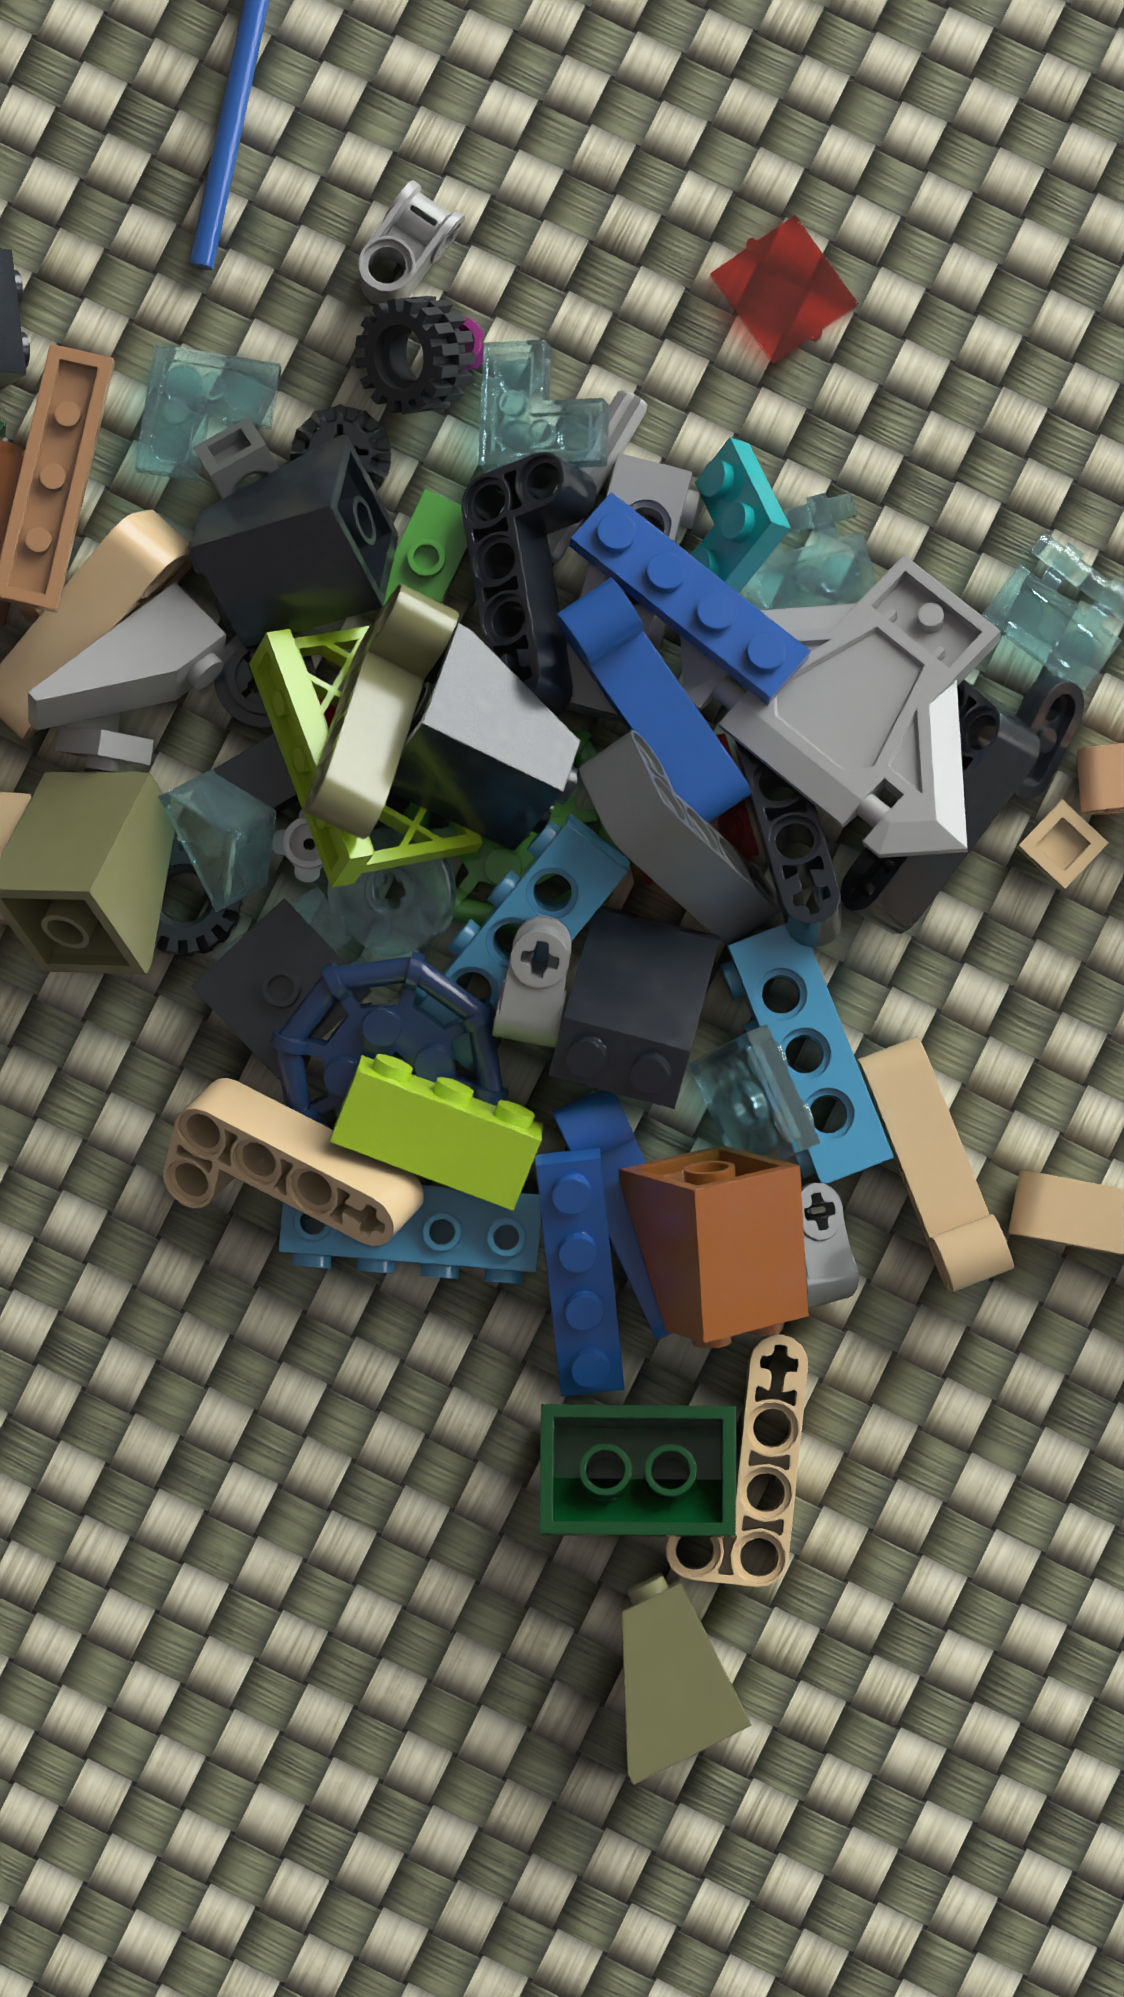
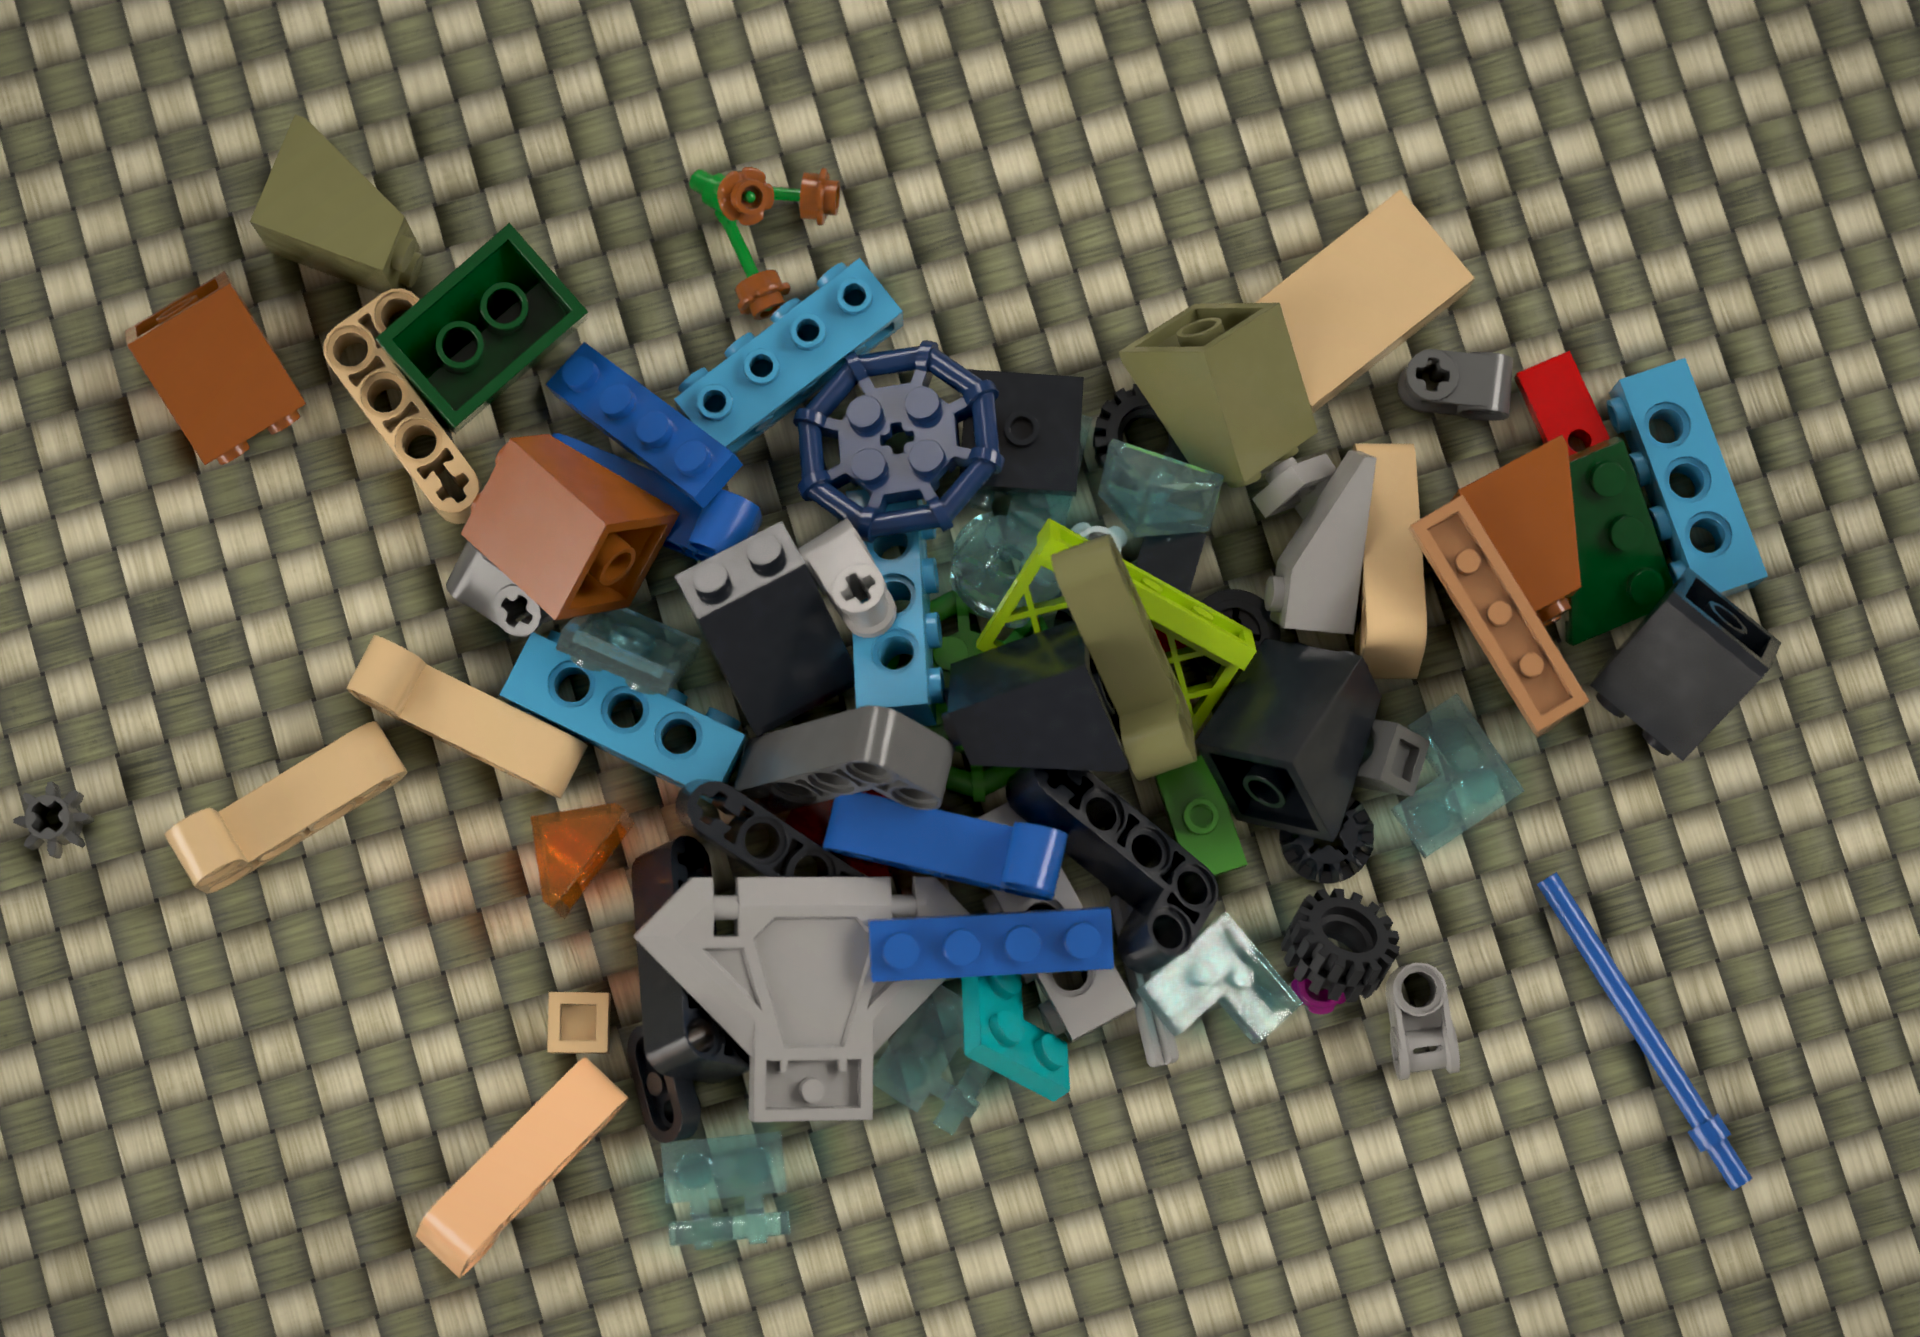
camera: 130 degrees right, 5 degrees down
(290, 1157) = (904, 317): tan beam -> none
(327, 1378) = (745, 198): none -> dark orange plant
(438, 1130) = (822, 420): lime brick -> none
(784, 289) = (1132, 1239): clear red piece -> none
(882, 1648) = (215, 370): none -> dark orange slope
(945, 978) = (574, 848): none -> clear orange slope

